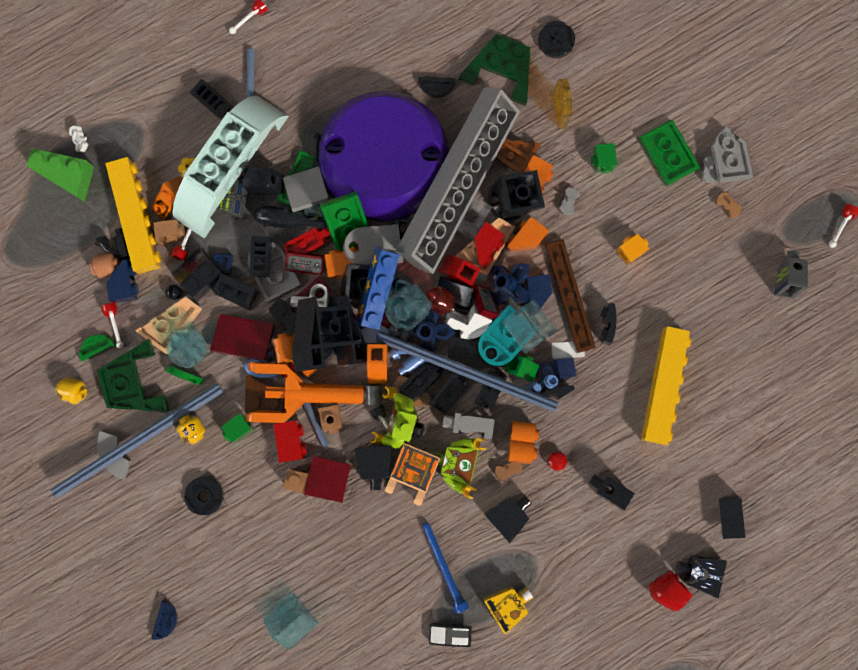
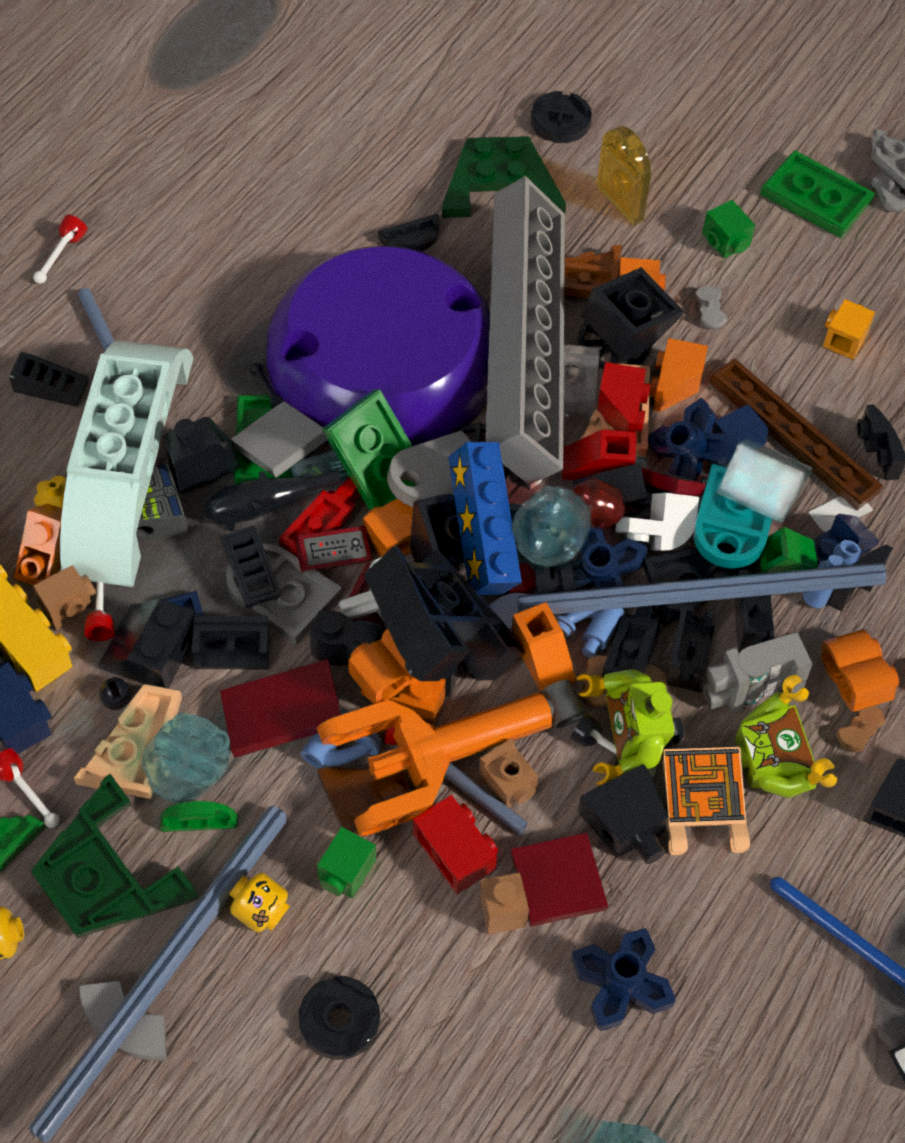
camera: 30 degrees left, 25 degrees down
(340, 531) = (622, 979): none -> dark blue plant

